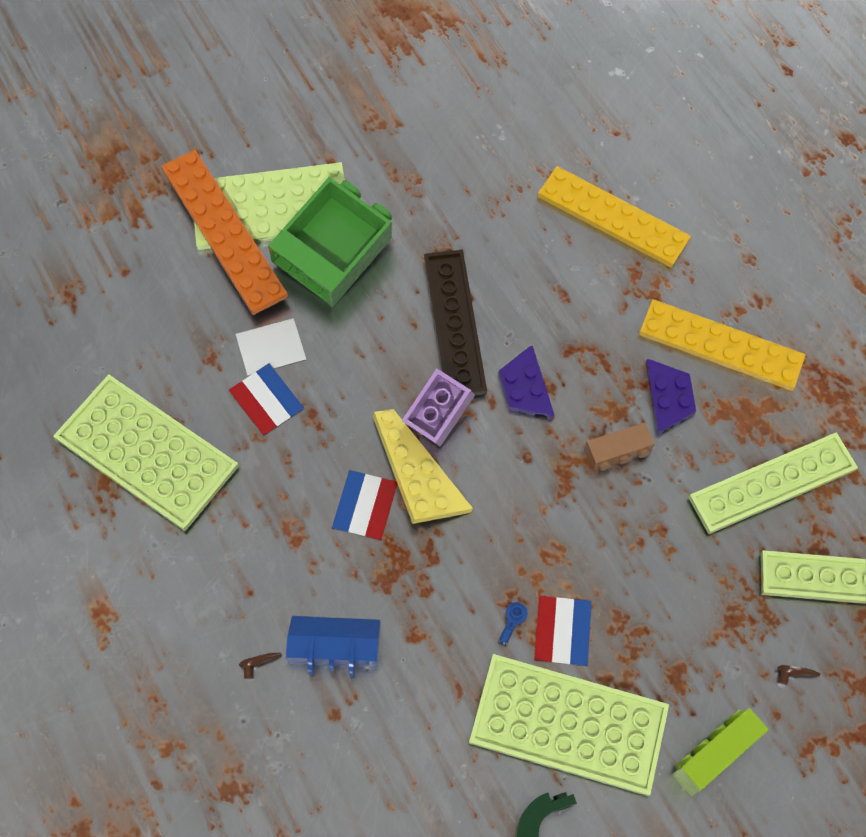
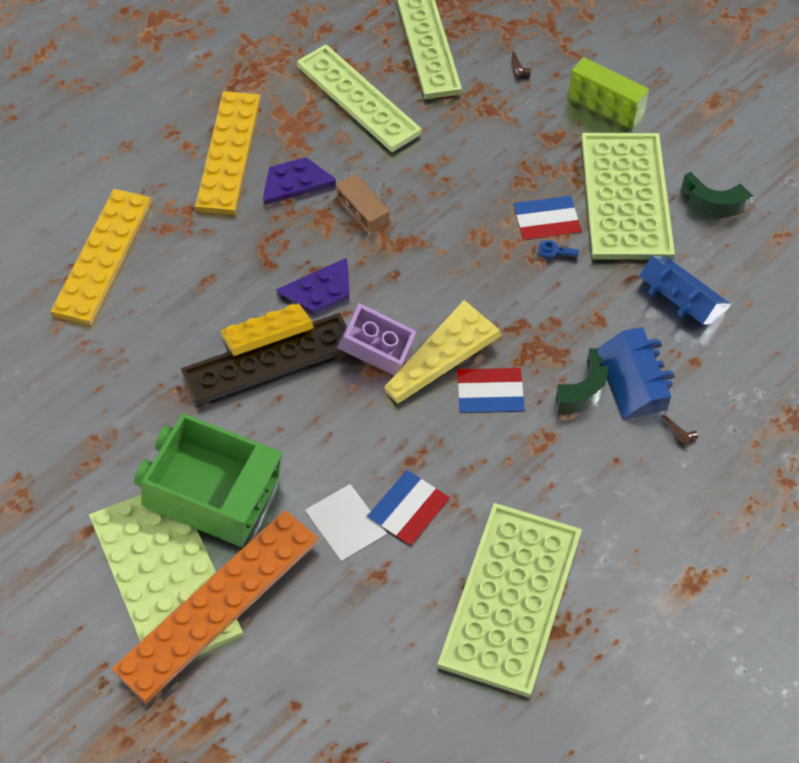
camera: 105 degrees left, 10 degrees down
(324, 573) = (583, 395): none -> dark green arch
(421, 735) = (683, 290): none -> blue piece
(485, 325) = (266, 329): none -> yellow plate

